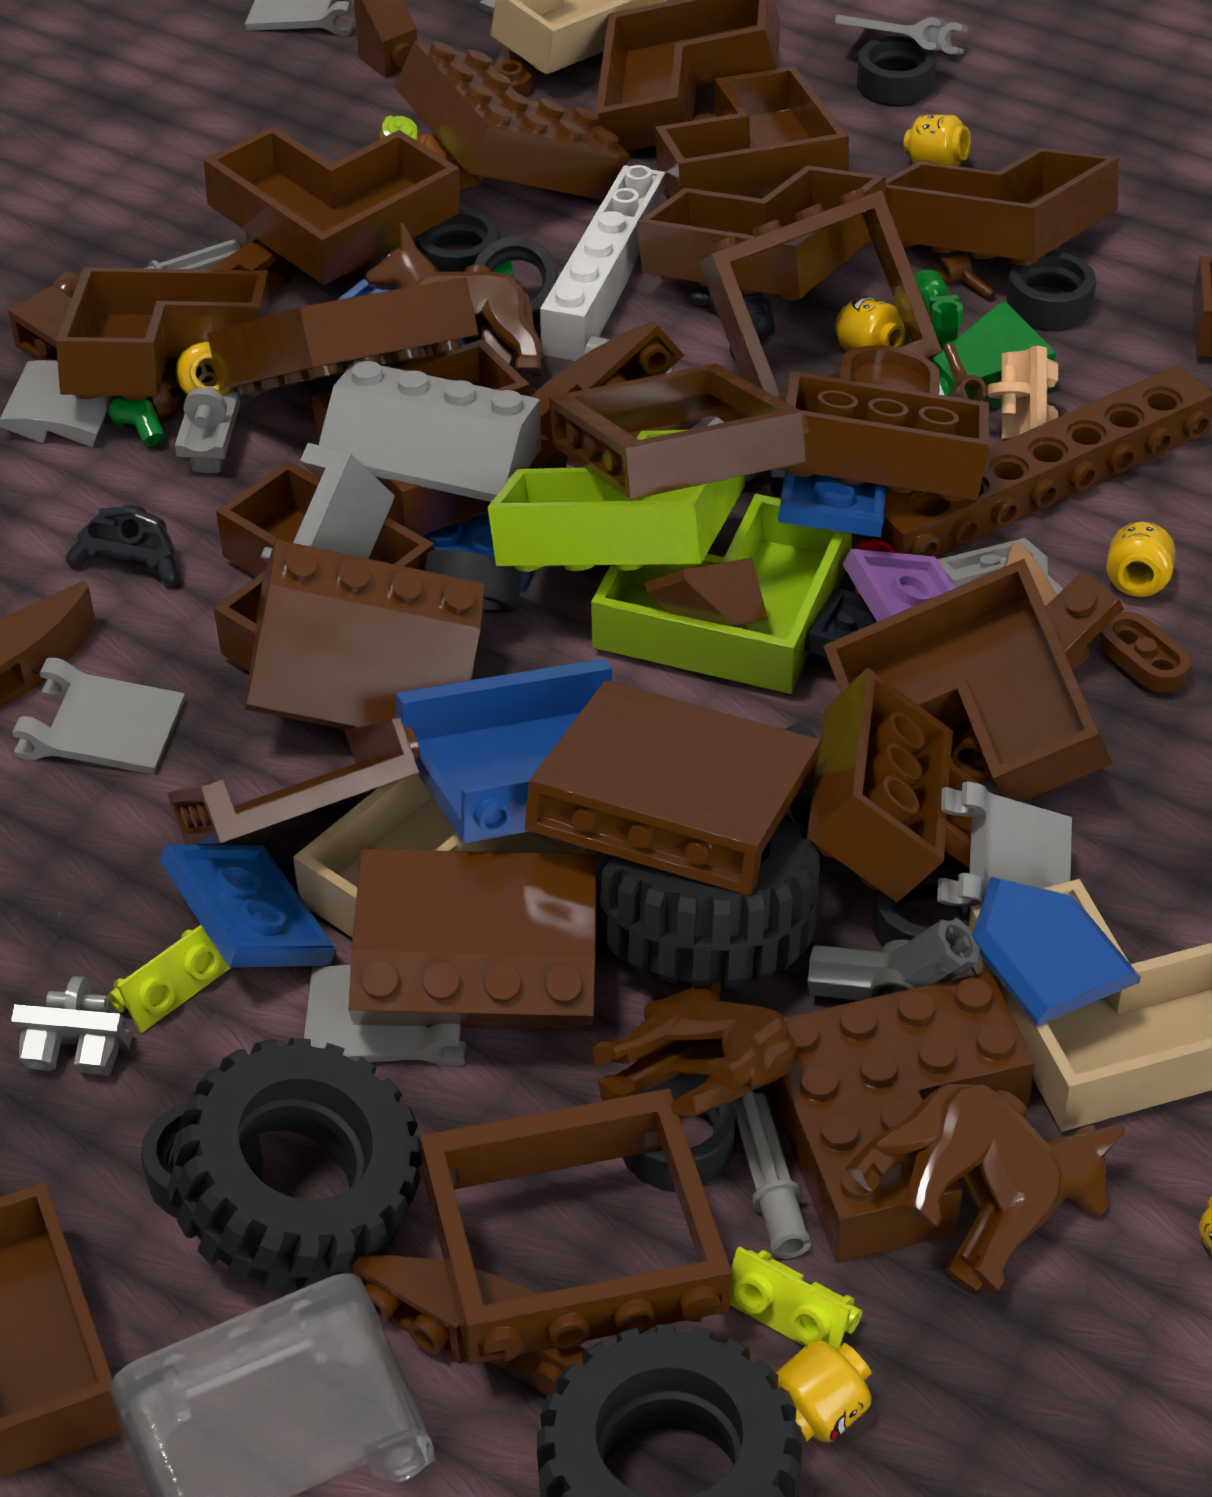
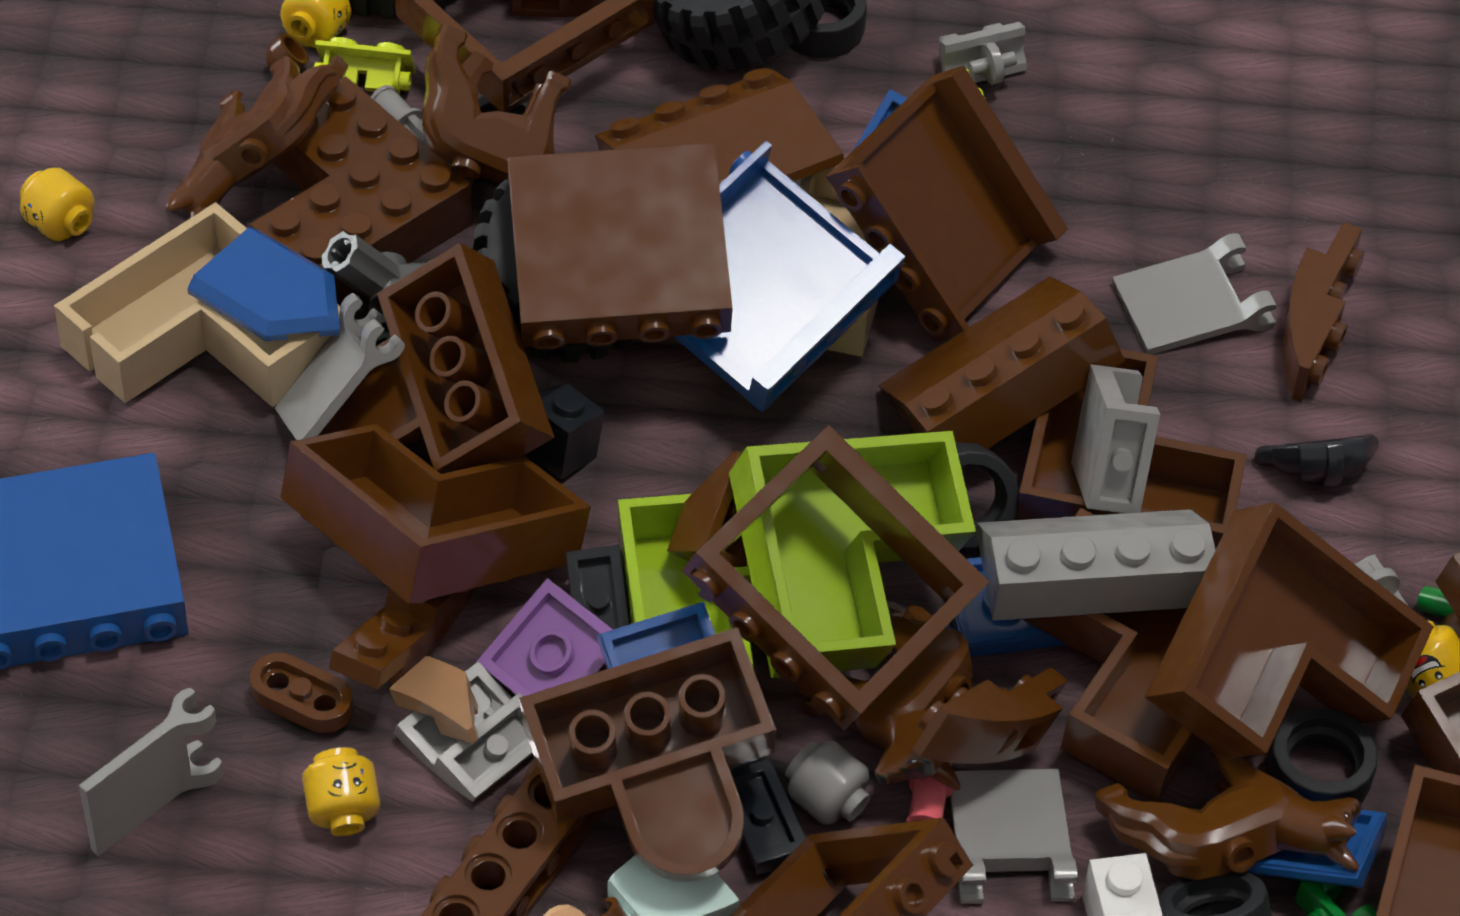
camera: 150 degrees right, 5 degrees up
(885, 1348) = (286, 46): none -> reddish brown hinge

